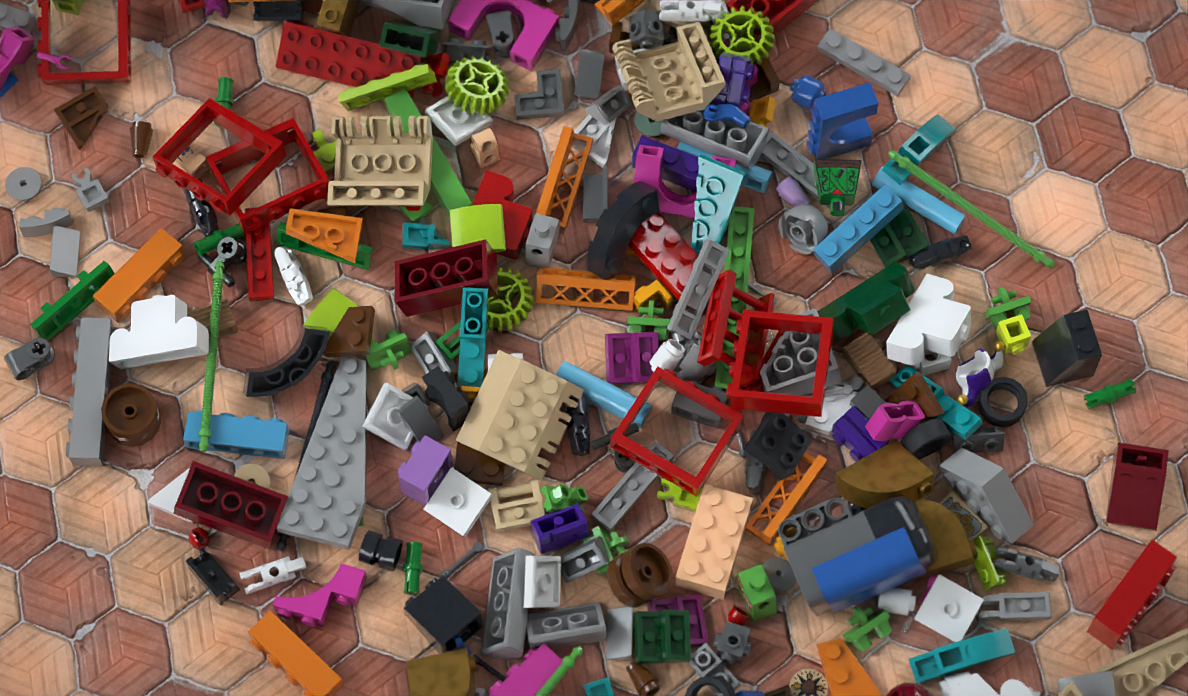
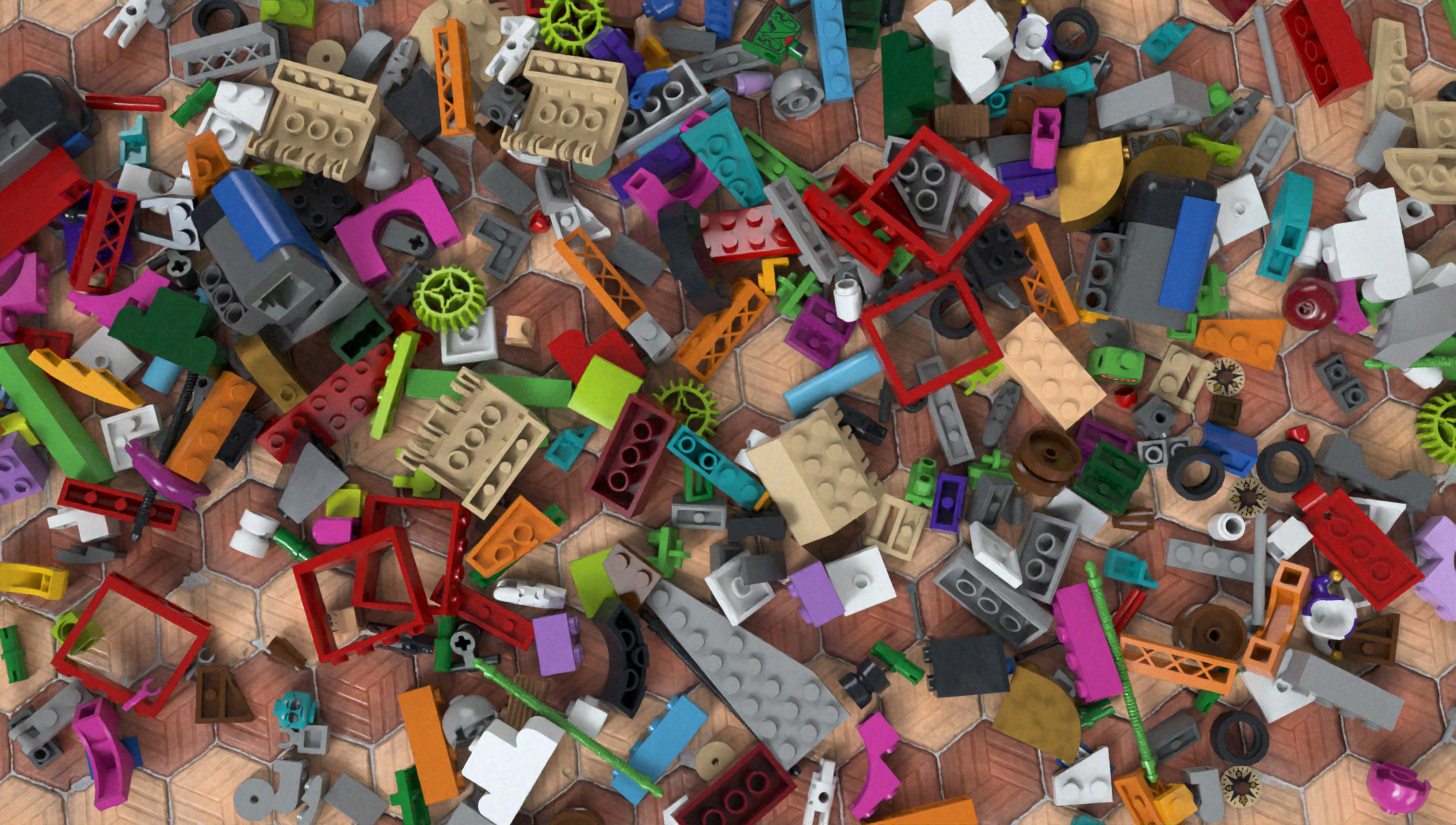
camera: 60 degrees left, 15 degrees up
(54, 197) = (291, 783): none -> light grey leg
(105, 84) = (200, 662): none -> light grey hand
(106, 169) = (295, 709): none -> teal head
(174, 282) = (467, 719): none -> light grey cylinder
(216, 63) = (254, 533): none -> white wheel
(229, 370) = (587, 715): none -> white brick
(254, 111) = (337, 530): none -> dark pink brick
(269, 312) = (558, 643): none -> medium lavender brick
(278, 108) = (346, 502): none -> neon yellow brick
(282, 71) = (307, 476): none -> slope
(577, 112) = (539, 222): none -> red hinge
(589, 586) = (1015, 511): none -> flat silver plate
(657, 529) = (1001, 413): none -> dark grey hinge
(715, 430) = (937, 322): none -> black tyre
(780, 643) = (1172, 373): none -> tan plate
(791, 128) = (689, 40): none -> dark grey slope
(826, 627) = (1190, 330): none -> bright green tile
(1030, 543) = (1218, 99): none -> bright green plate
(1052, 477) = (1165, 40): none -> teal slope
(1100, 563) = (1269, 57): none -> light grey bar

